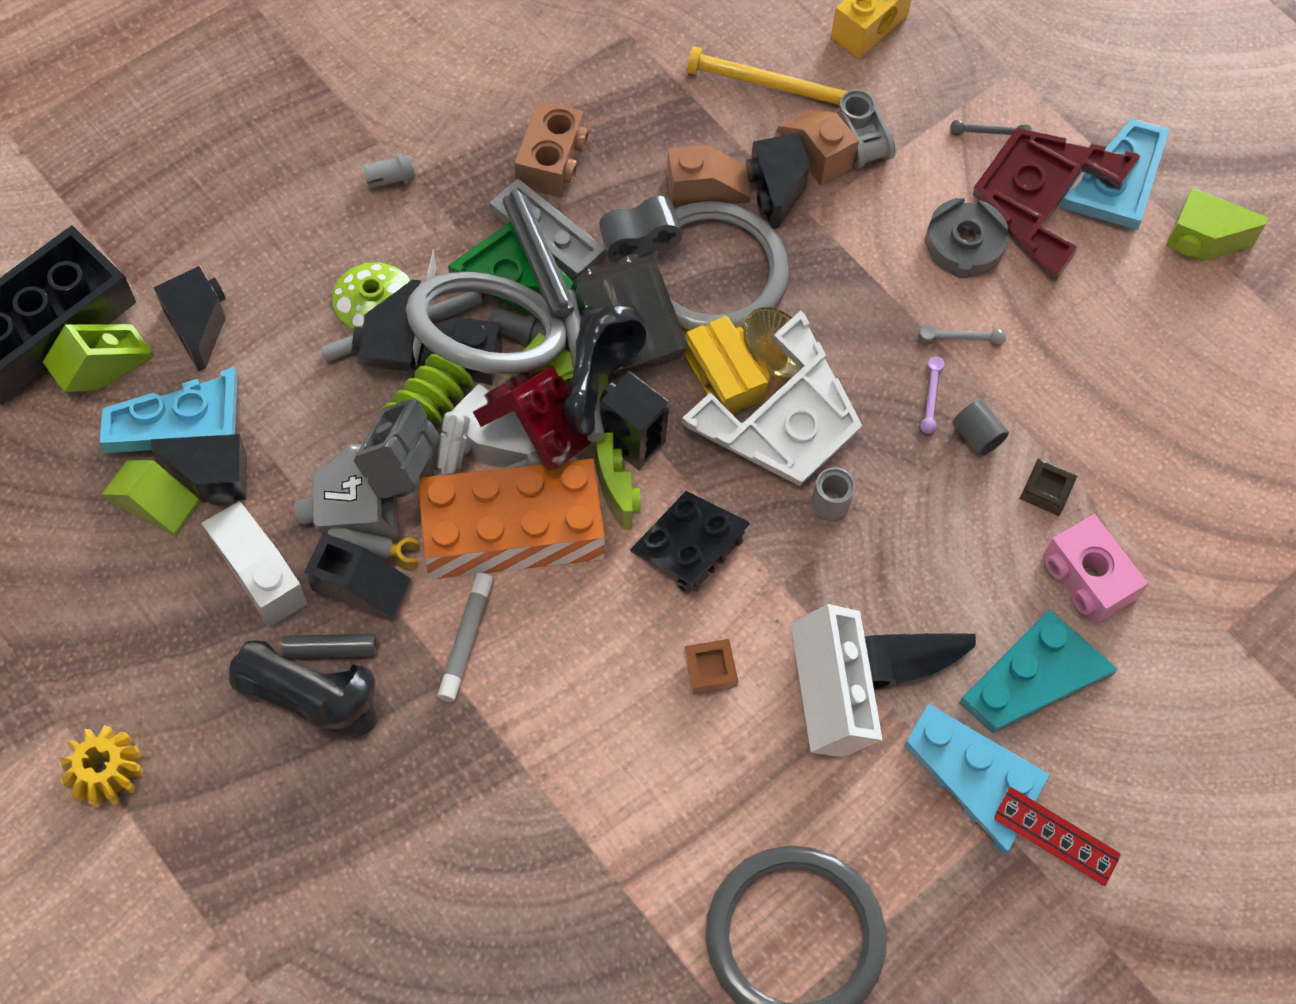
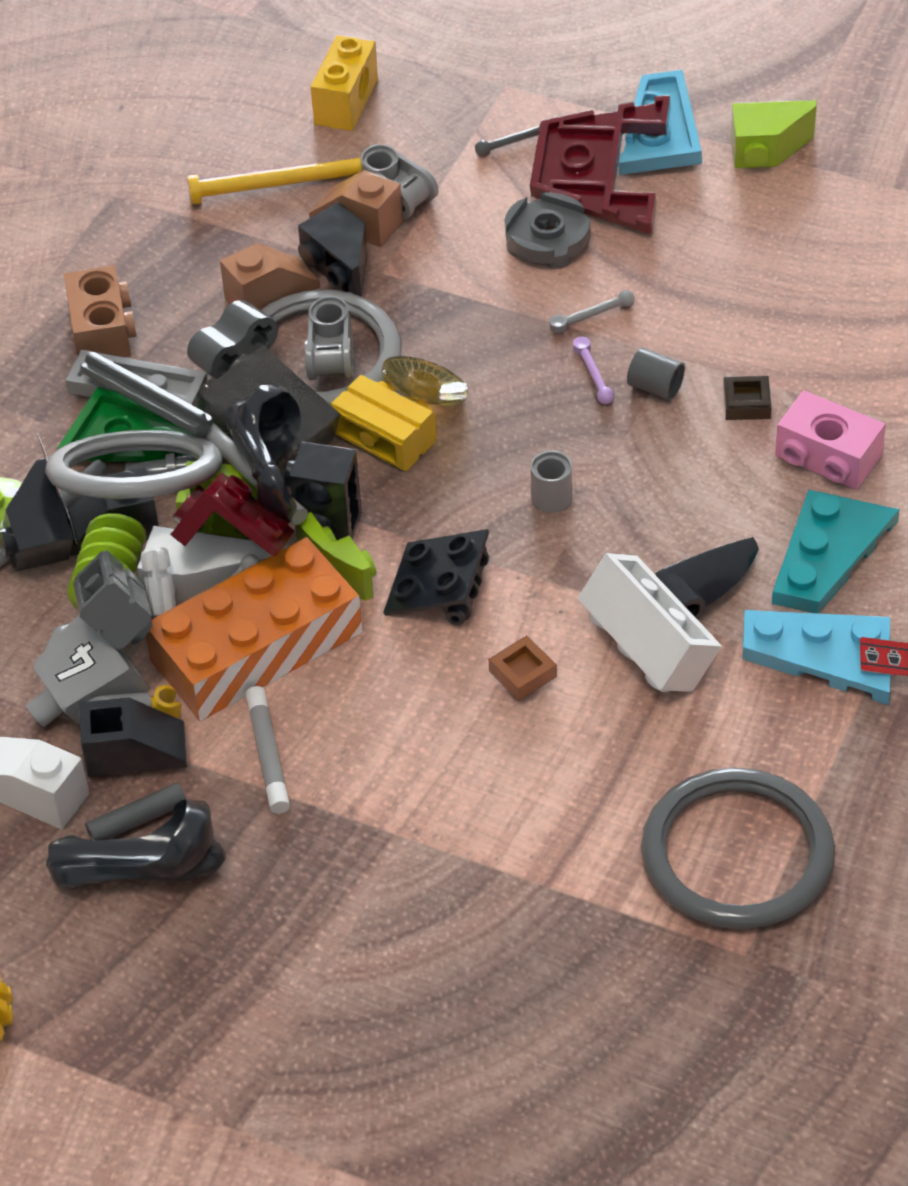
camera: 20 degrees left, 15 degrees down
(717, 274) = (329, 339): none -> light grey piece
(794, 427) = (481, 442): white wing -> none

